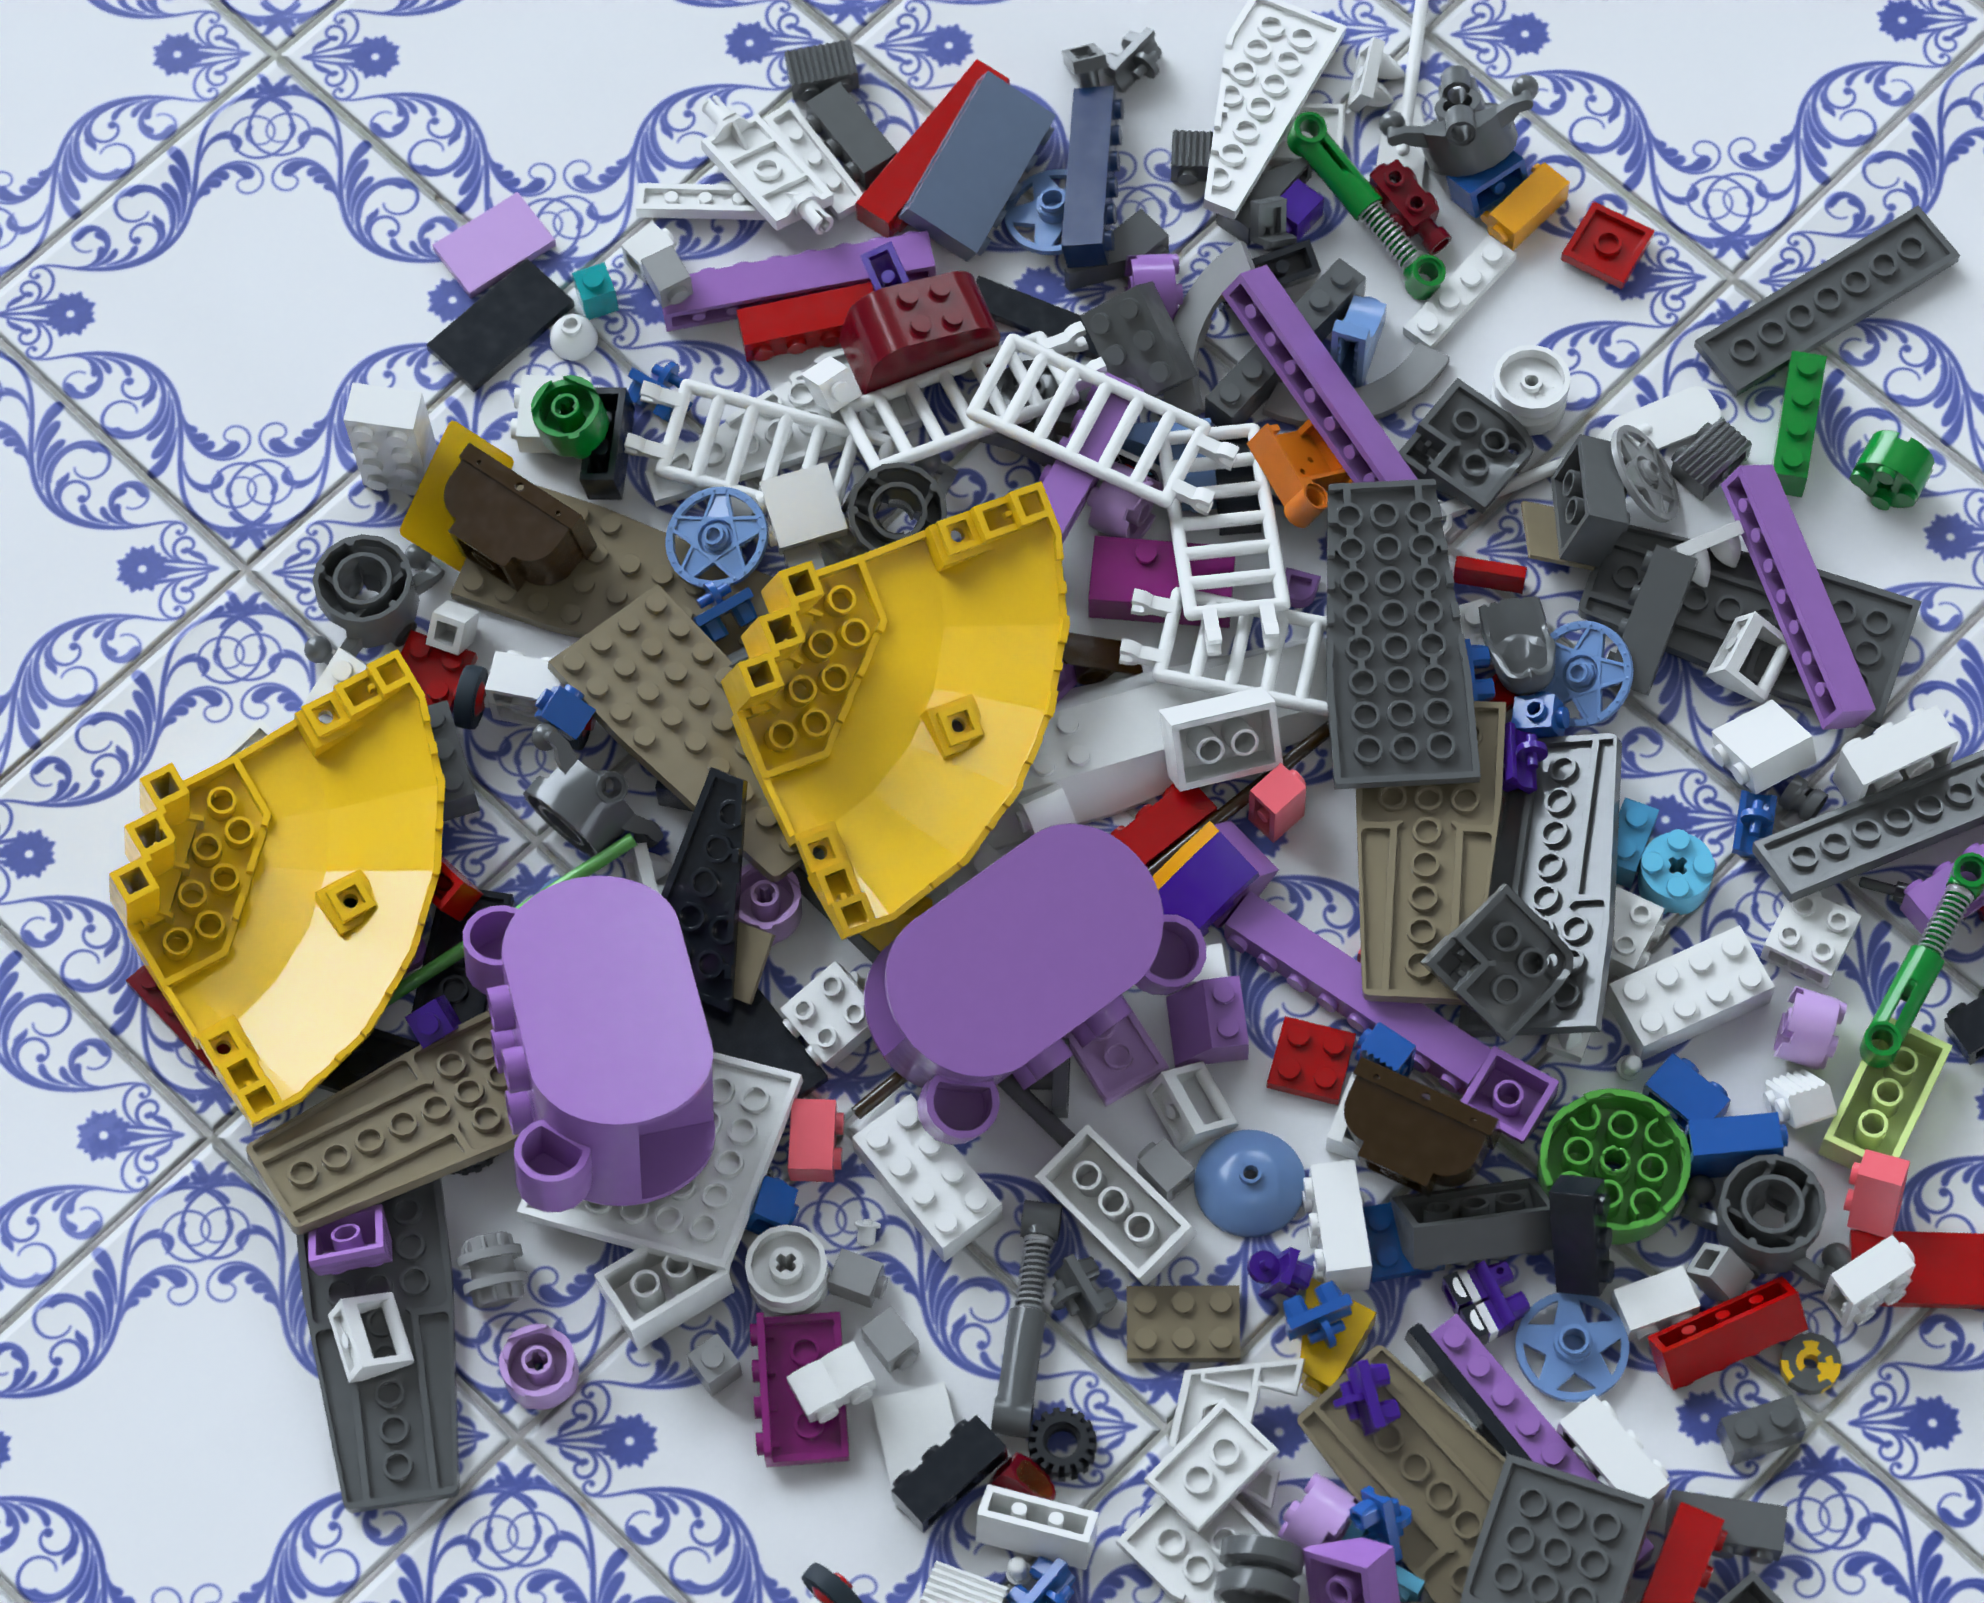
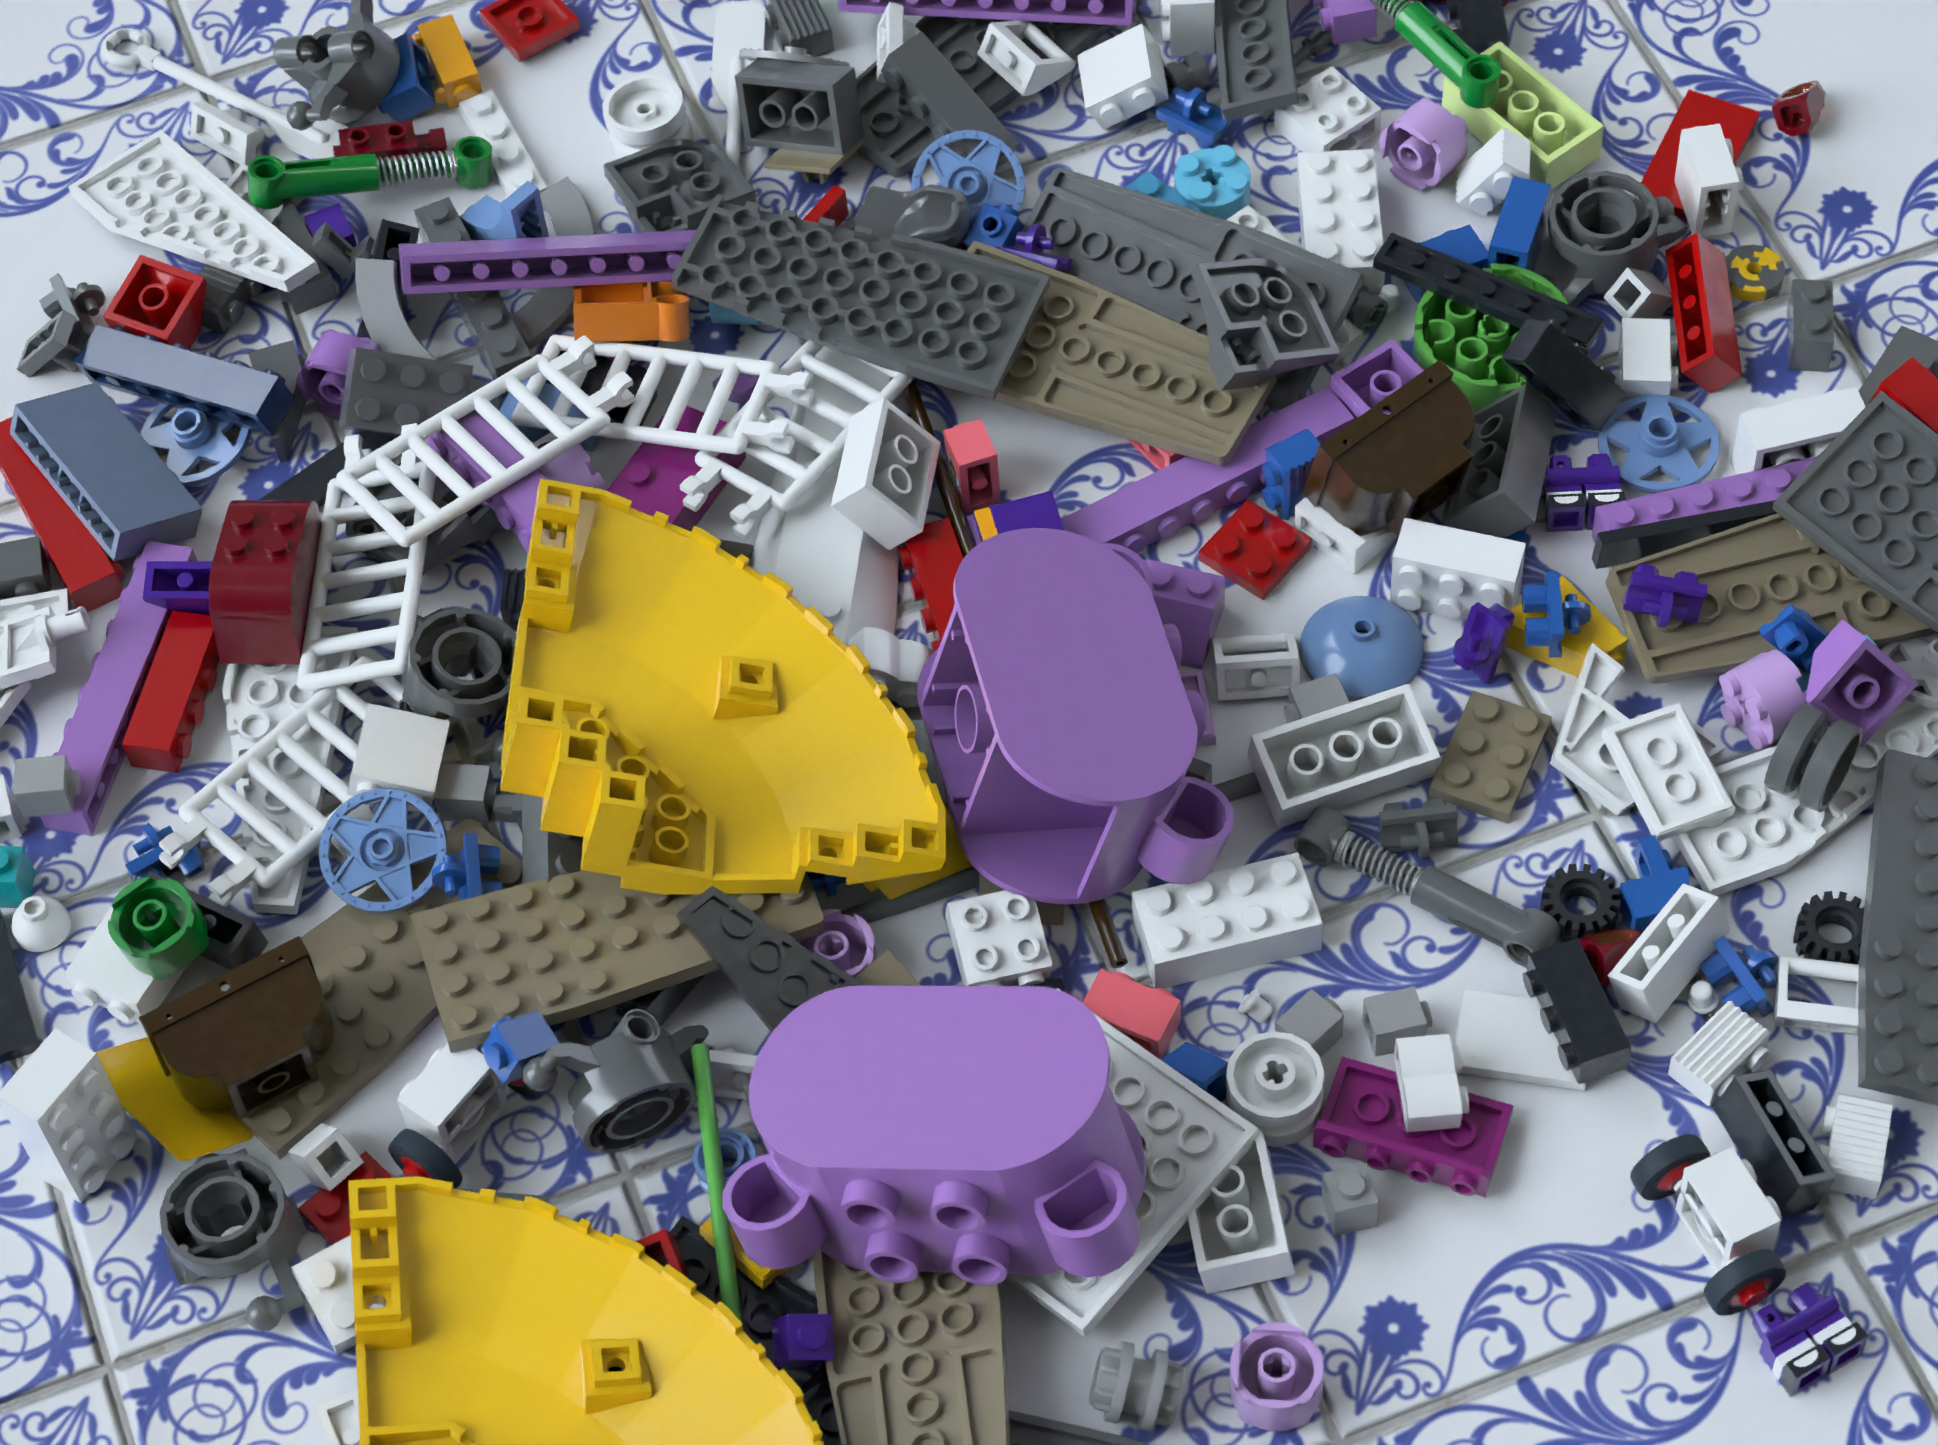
camera: 65 degrees left, 10 degrees down
(831, 384) = (272, 680): white brick -> none
(1086, 1493) = (1648, 895): none -> blue brick
(1152, 120) = (159, 303): none -> red slope
(1606, 1045) = (1367, 310): none -> dark grey wheel
(1643, 1141) = (1481, 289): none -> black tile
(1877, 1193) = (1618, 142): coral brick -> none

